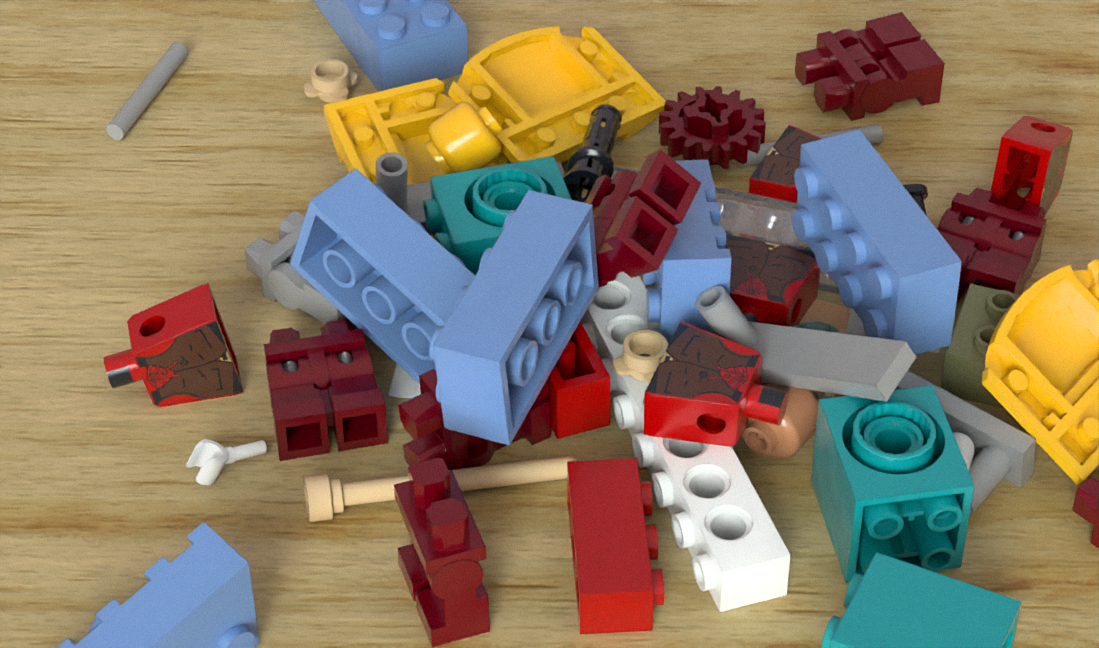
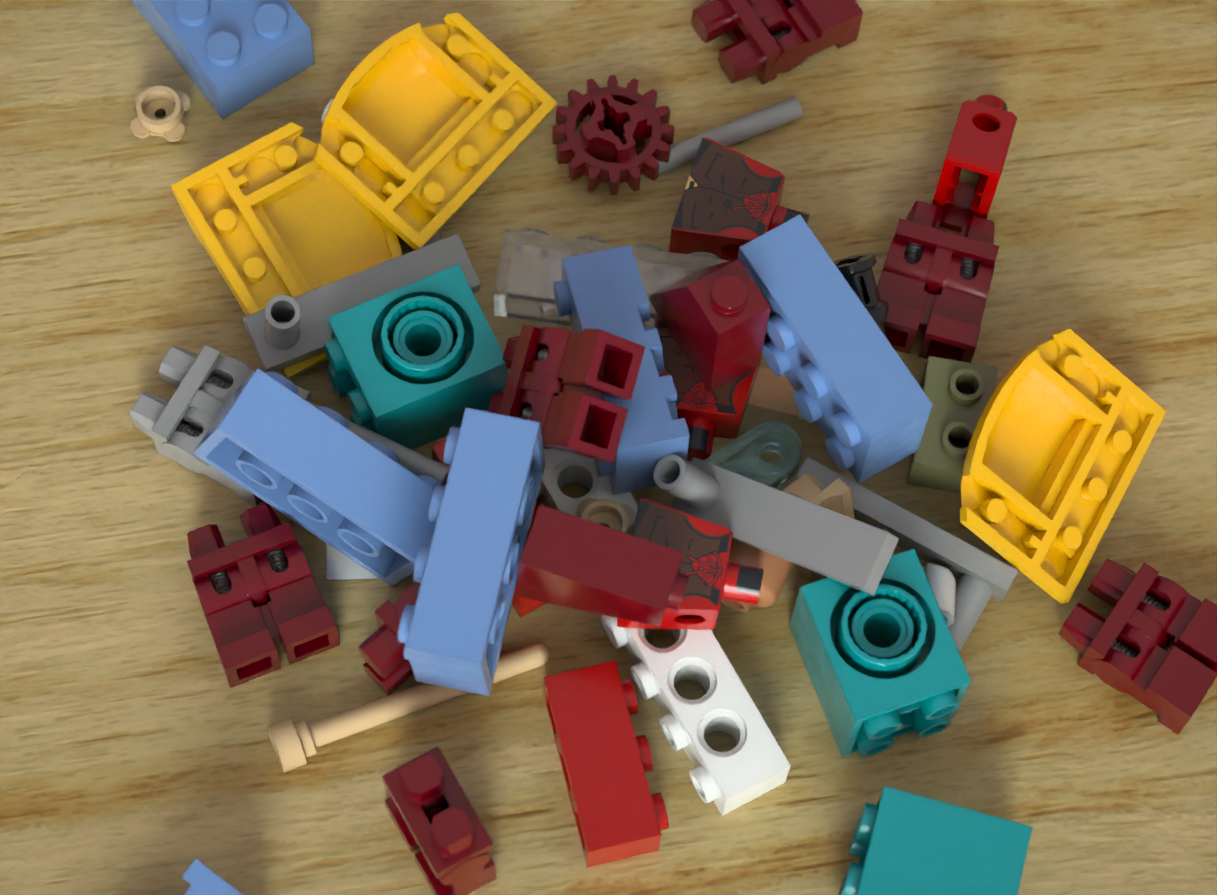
camera: 15 degrees left, 25 degrees up
(178, 351) = (92, 579): torso -> none
(213, 457) = (168, 706): white hand -> none
(464, 138) = (348, 231): yellow head -> none
(597, 146) = (502, 270): black pin -> none
(625, 346) = (599, 569): none -> dark red slope
(775, 212) = (716, 321): none -> dark red slope

